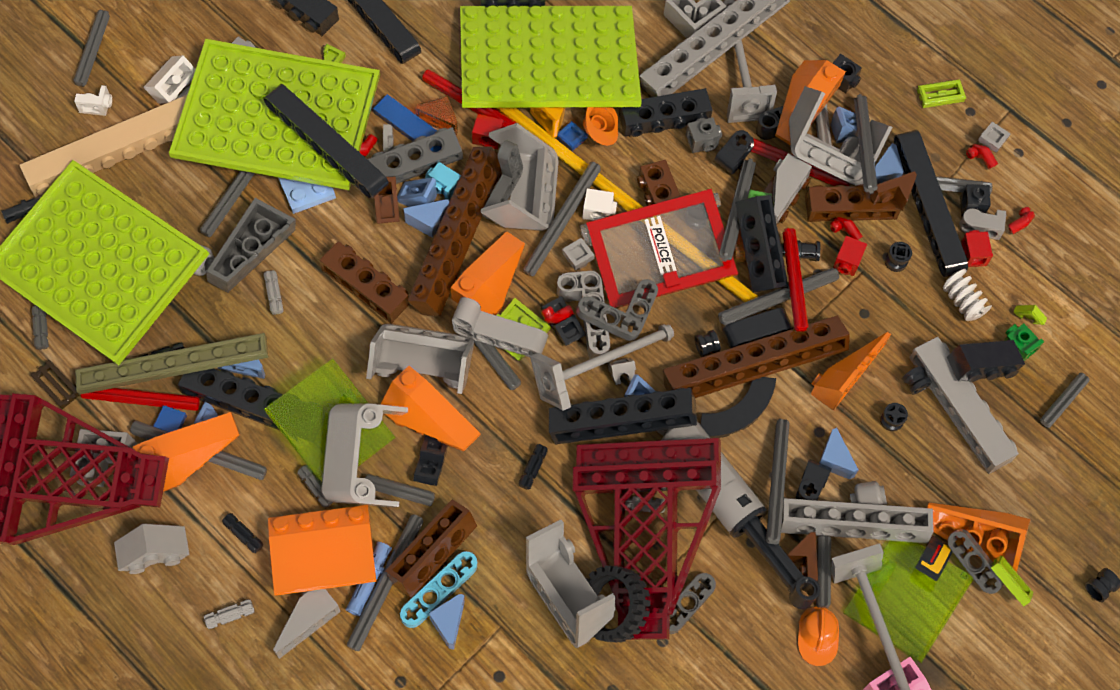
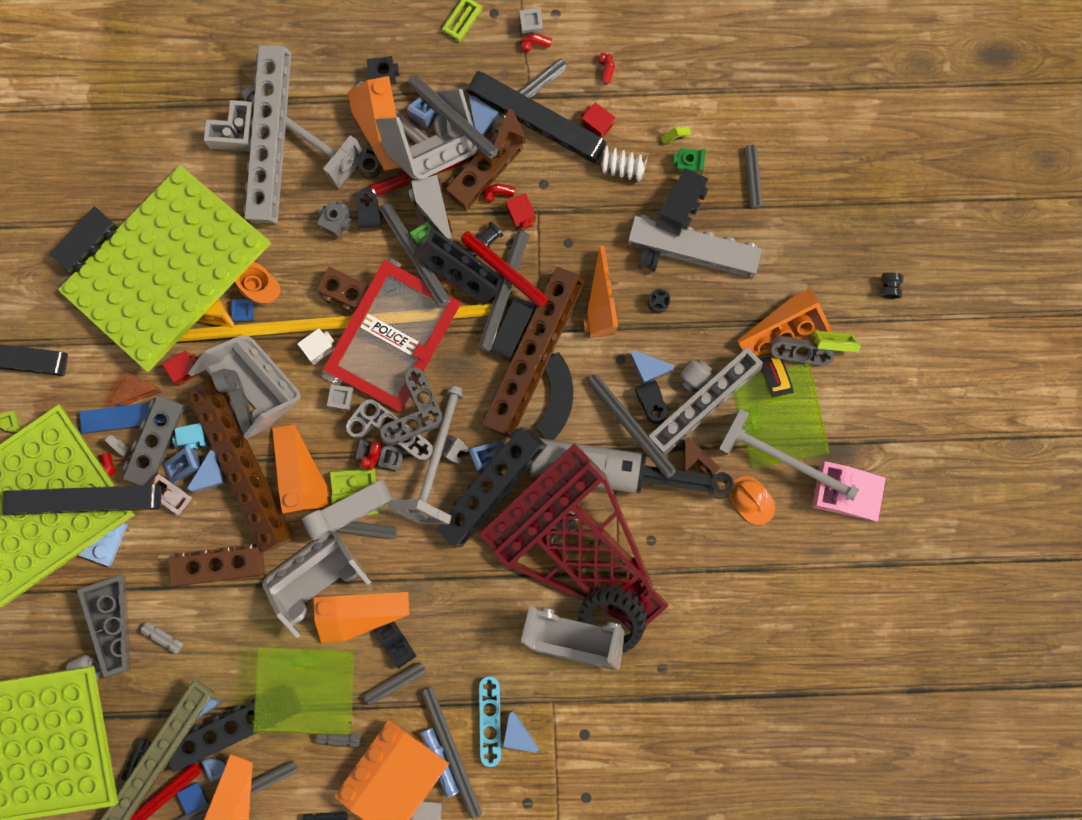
camera: 45 degrees left, 15 degrees up
(226, 203) = (56, 611): dark grey axle -> none
(342, 453) = (323, 691): light grey windscreen -> none
(431, 548) = (459, 702): reddish brown brick -> none
(456, 93) = (125, 360): red axle -> none
(533, 466) = (464, 576): black axle -> none
(562, 219) = (302, 381): dark grey axle -> none
(673, 104) = (302, 197): black brick -> none
(704, 594) = (657, 547): dark grey beam -> none
(707, 343) = (490, 373): black wheel -> none
(824, 571) = (714, 453): dark grey axle -> none
(898, 261) = (552, 184): black wheel -> none
(975, 197) = (563, 84): black brick -> none
(983, 222) = (586, 96): light grey leg -> none

